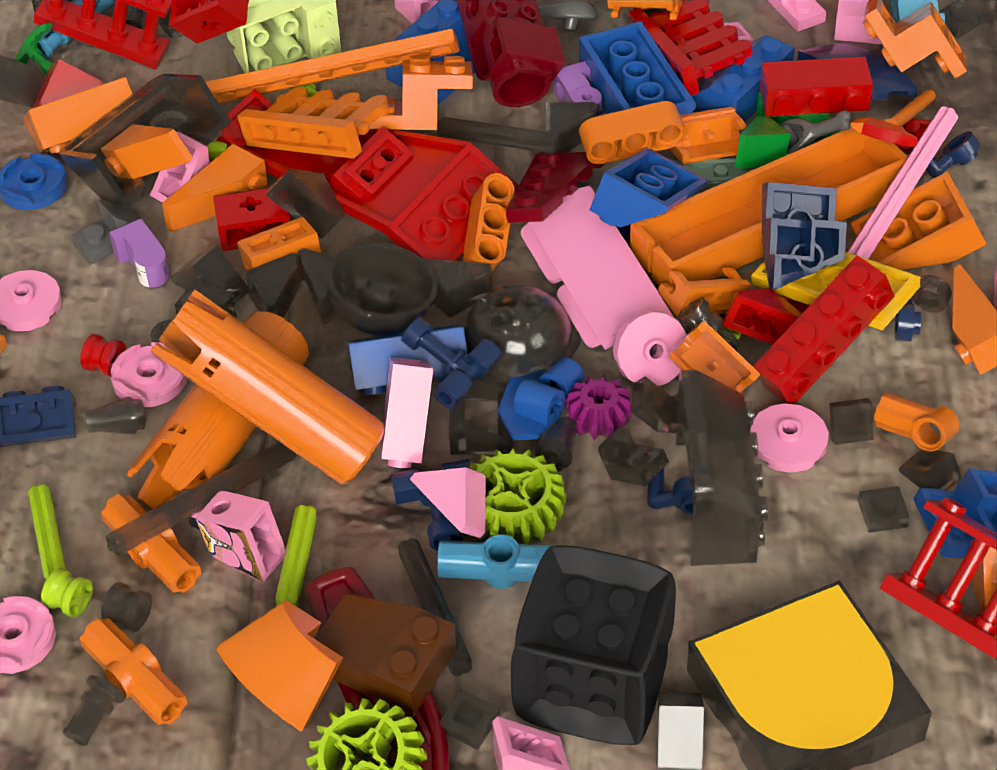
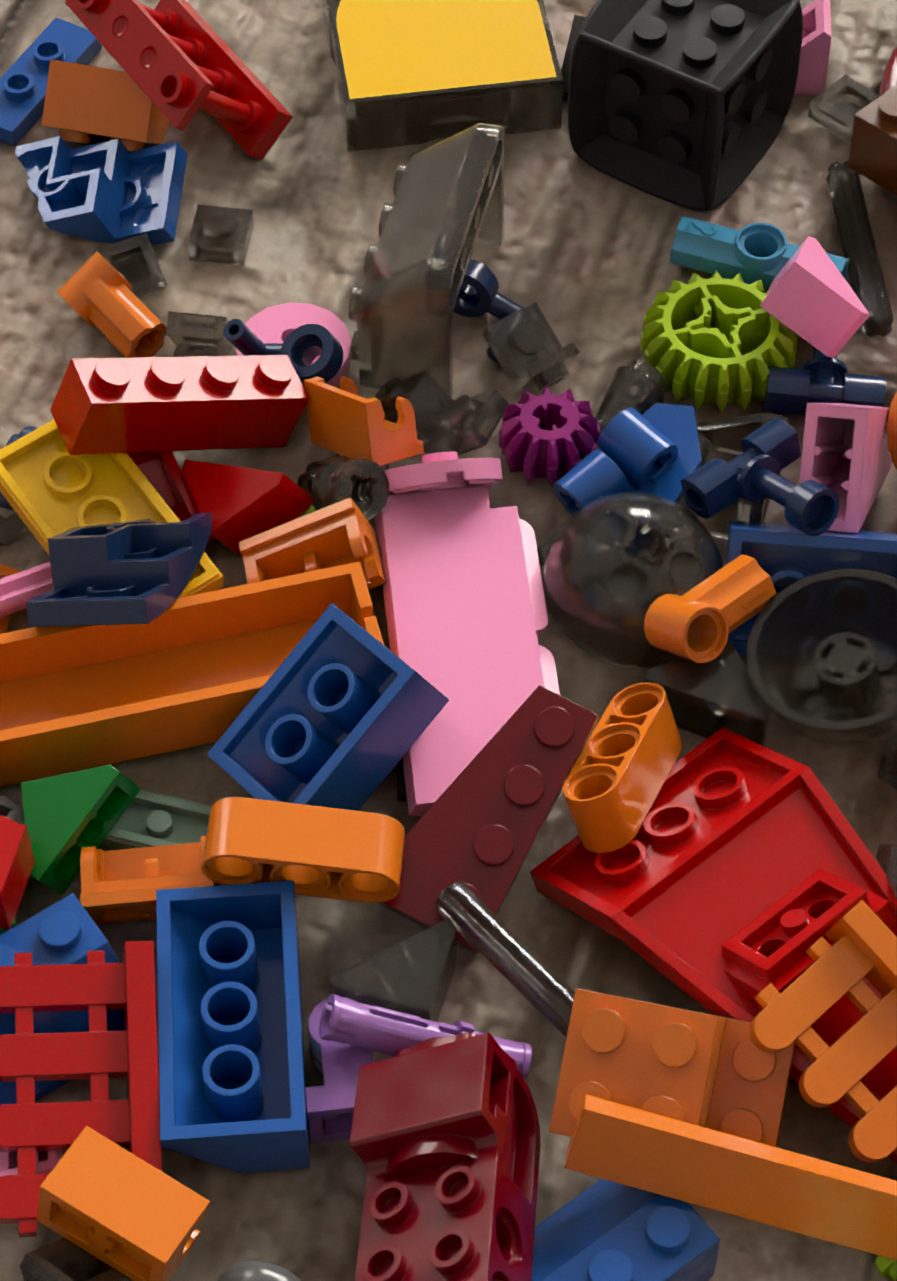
camera: 165 degrees left, 5 degrees up
(466, 286) = (701, 619): none -> orange piece
(529, 103) = (392, 1030): none -> medium lavender pin
(772, 405) = (300, 345): none -> dark blue plate

